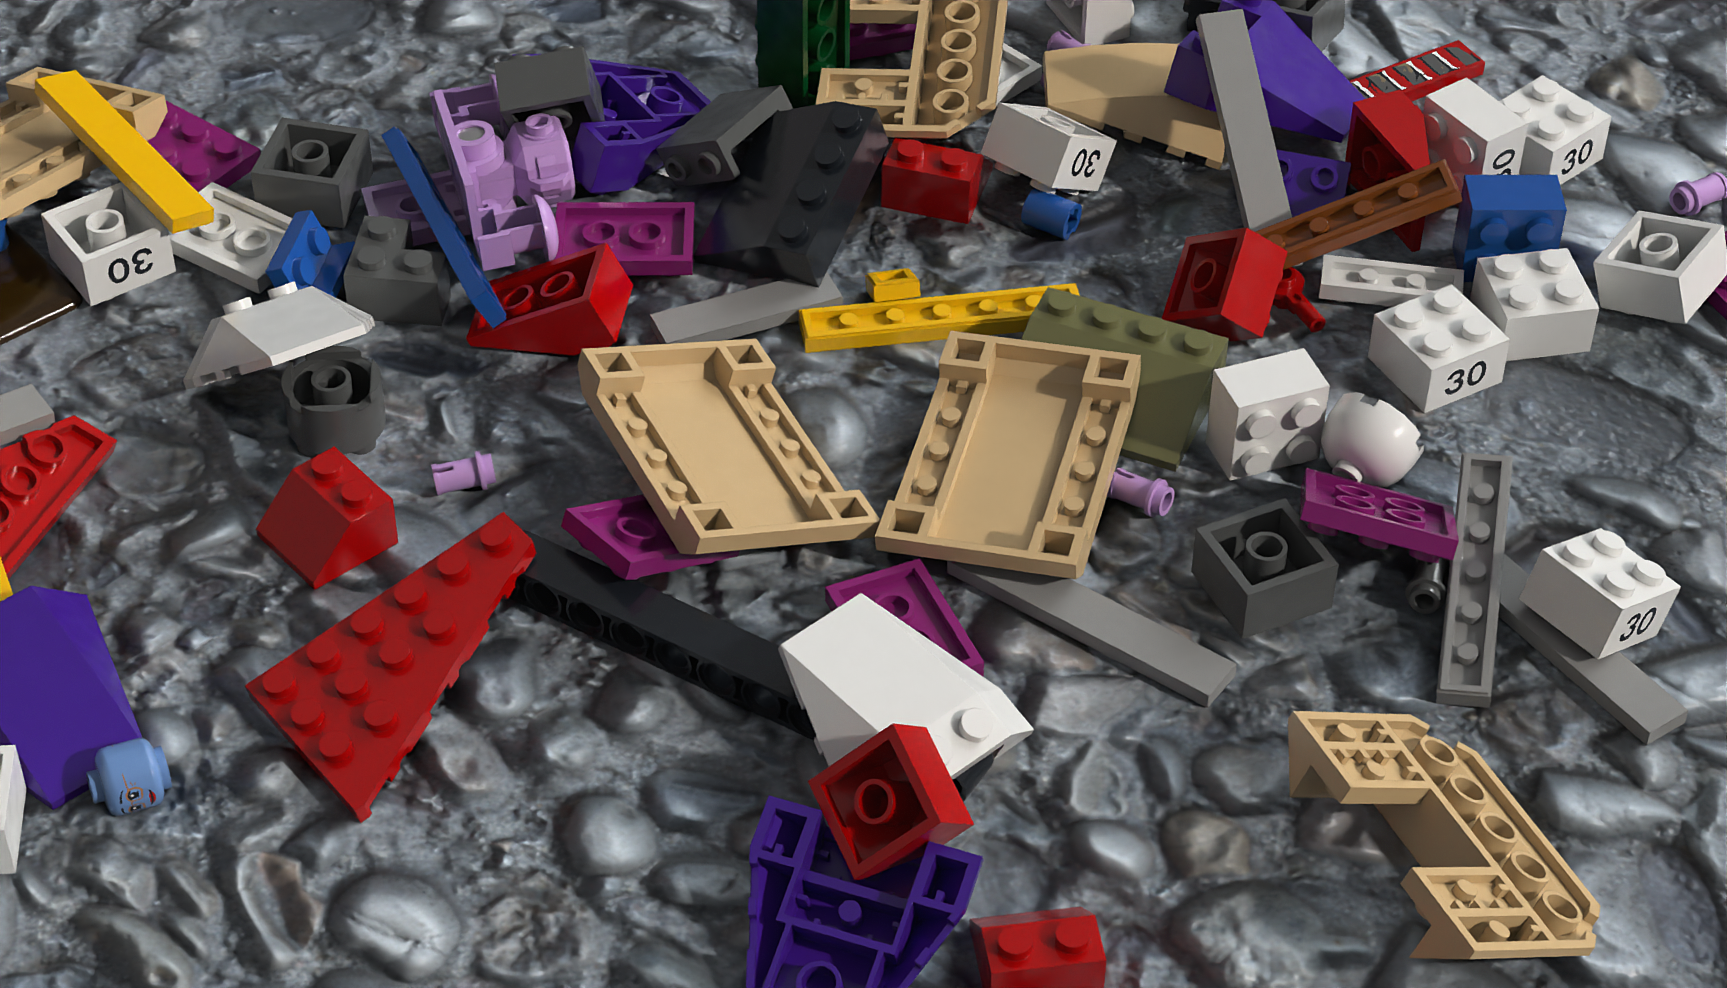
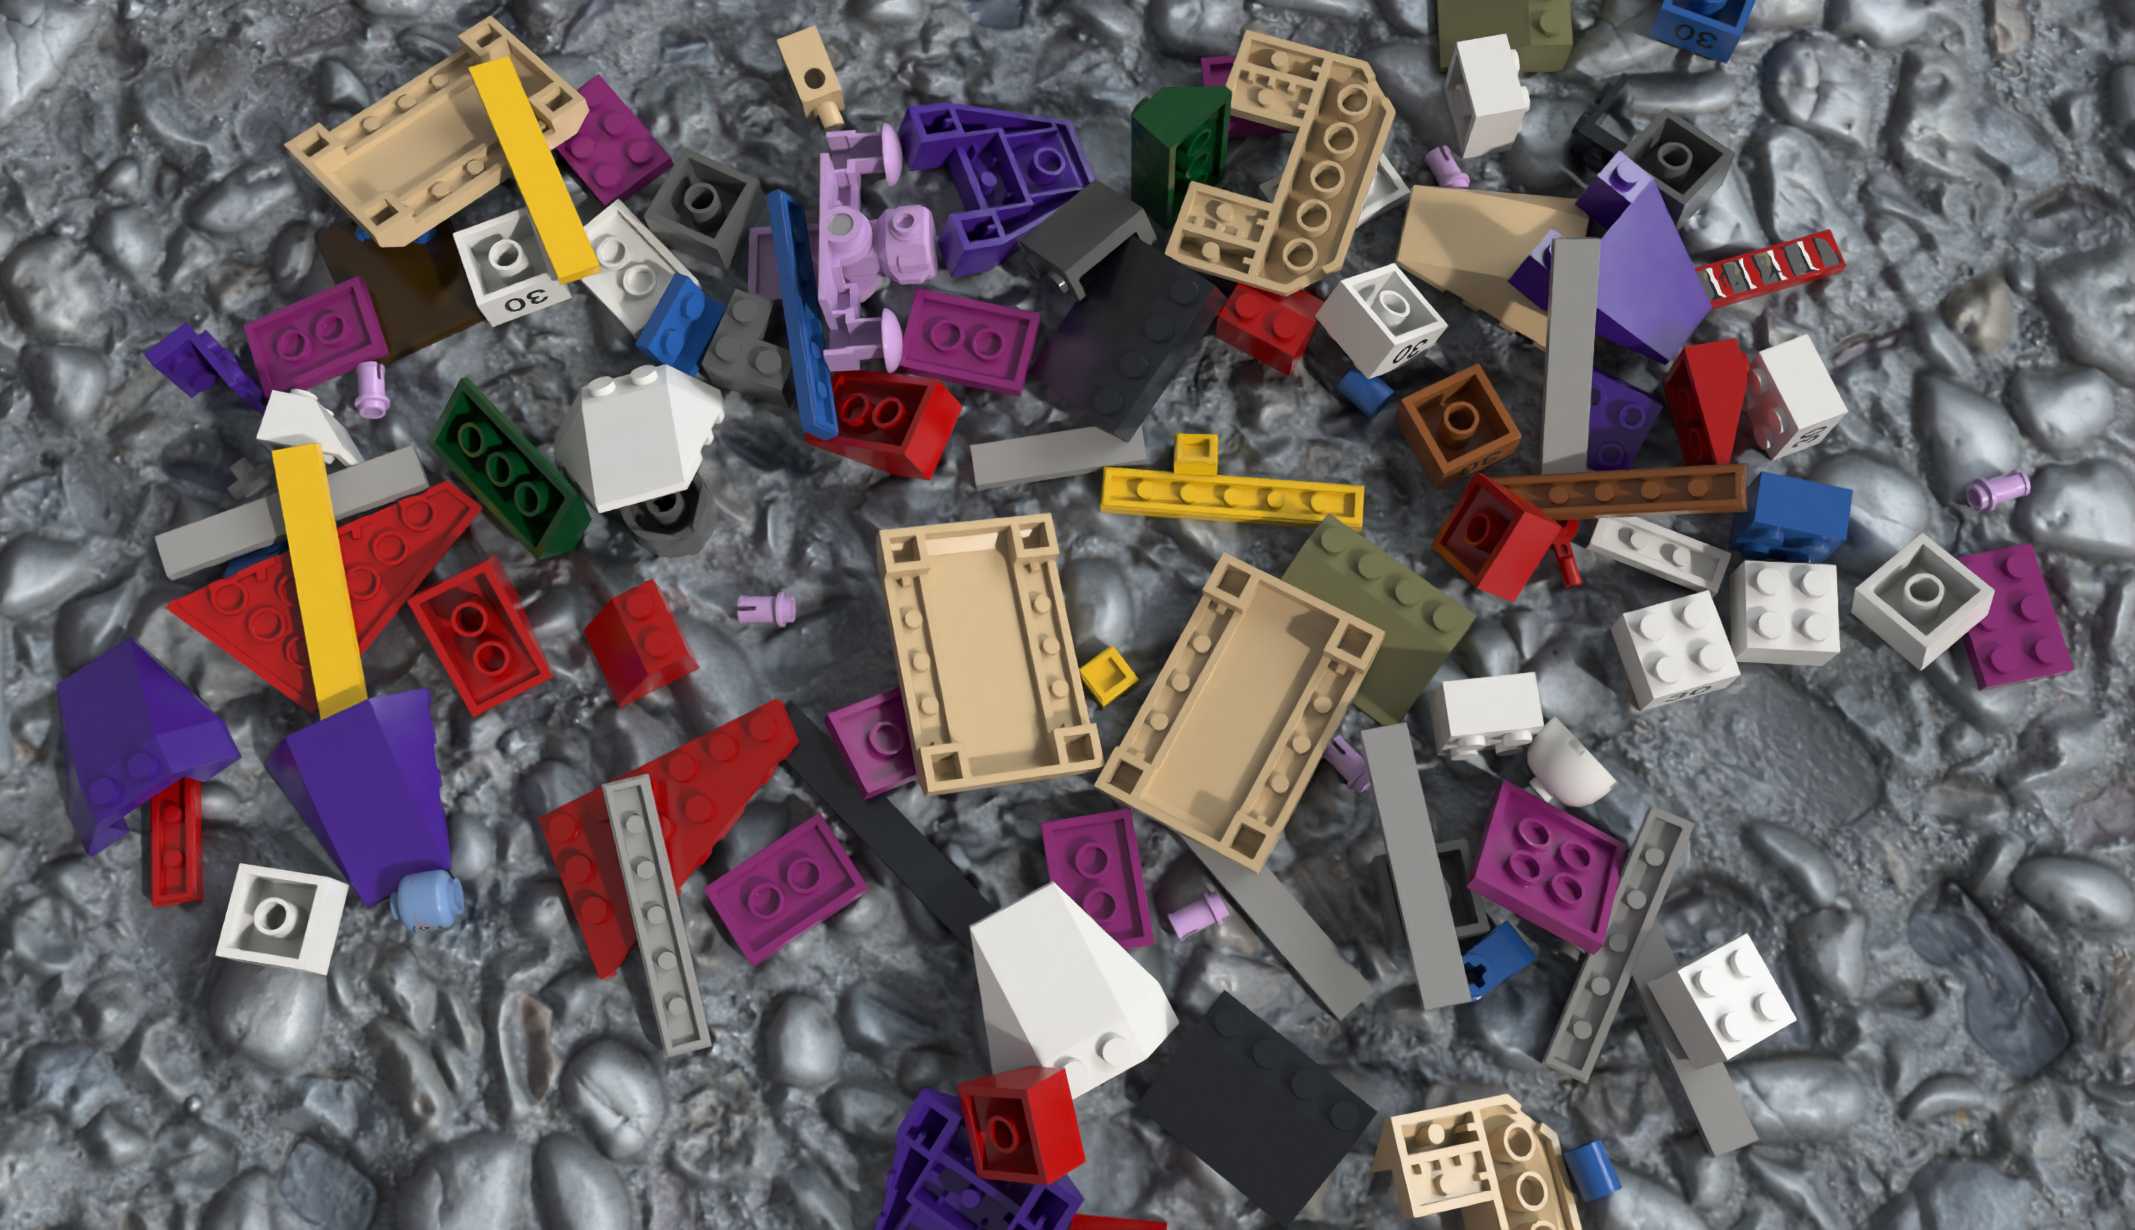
camera: 20 degrees right, 30 degrees up
(139, 537) = (481, 634): none -> red slope
(152, 385) = (508, 474): none -> dark green slope
(398, 60) = (812, 79): none -> tan torso
(414, 729) = (656, 915): none -> light grey tile
(550, 84) = (922, 180): dark grey brick -> none
(553, 696) = (786, 889): none -> magenta plate
(860, 469) = (1108, 676): none -> yellow tile
(1032, 632) = (1198, 915): none -> lavender pin
(1145, 779) = (1256, 1109): none -> black slope
(1150, 214) = (1457, 427): none -> dark orange brick
(1242, 524) = (1415, 867): none -> light grey tile
(1348, 621) = (1496, 959): none -> blue piece
(1526, 767) = (1592, 1170): none -> blue piece
(1562, 129) = (1878, 383): white brick -> none

